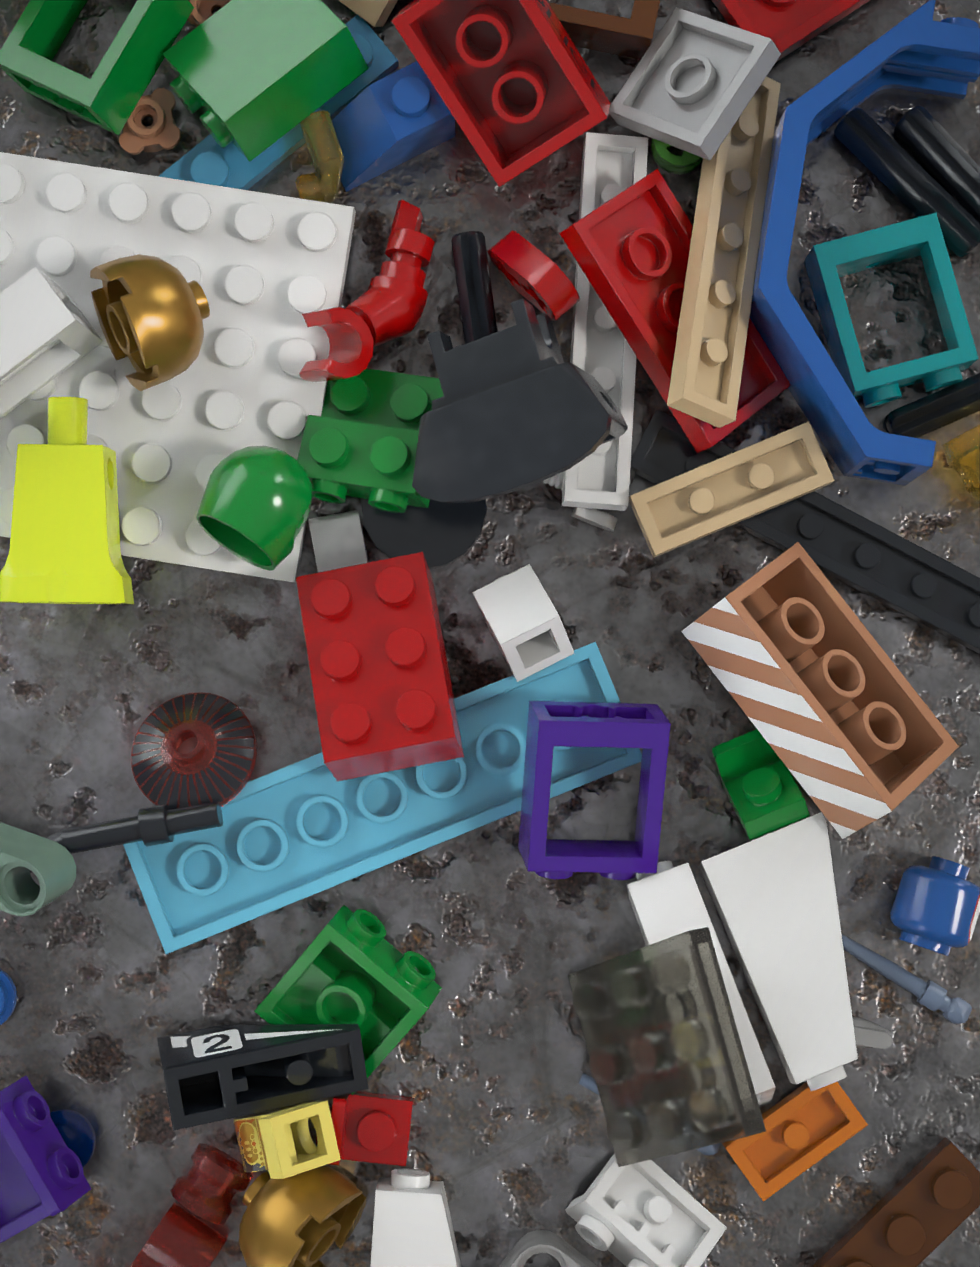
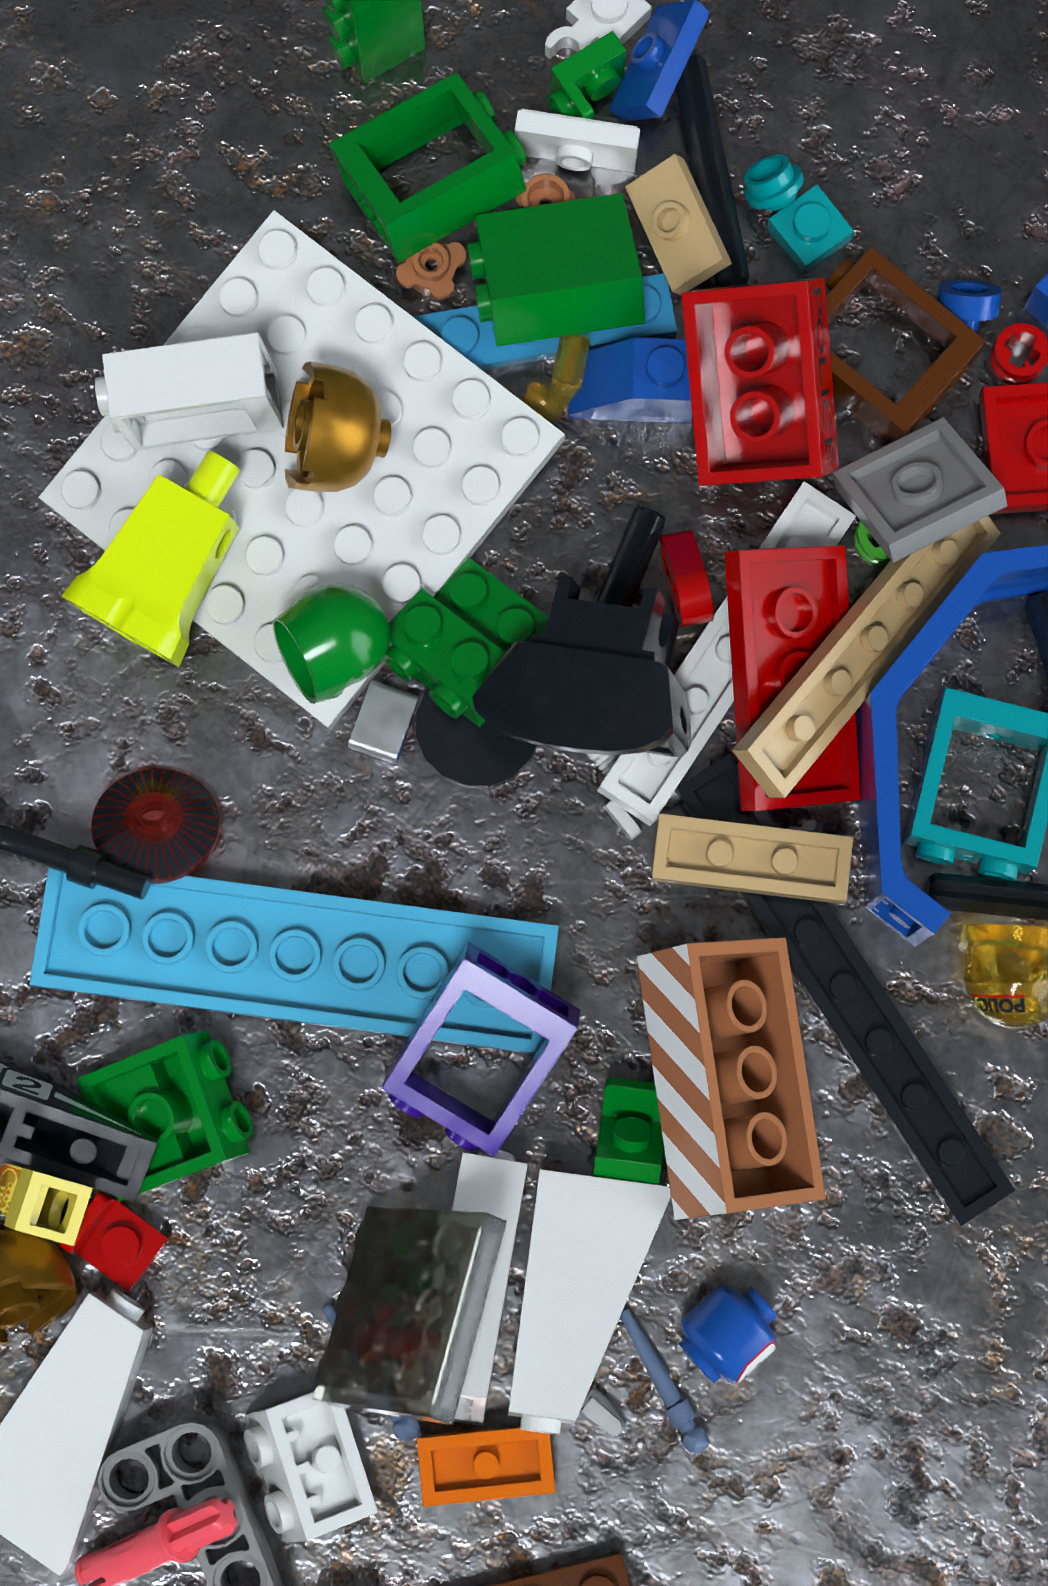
camera: 30 degrees right, 5 degrees down
(378, 667) = (356, 840): red brick -> none
(384, 311) = (539, 537): red piece -> none
(523, 622) = (504, 873): white brick -> none

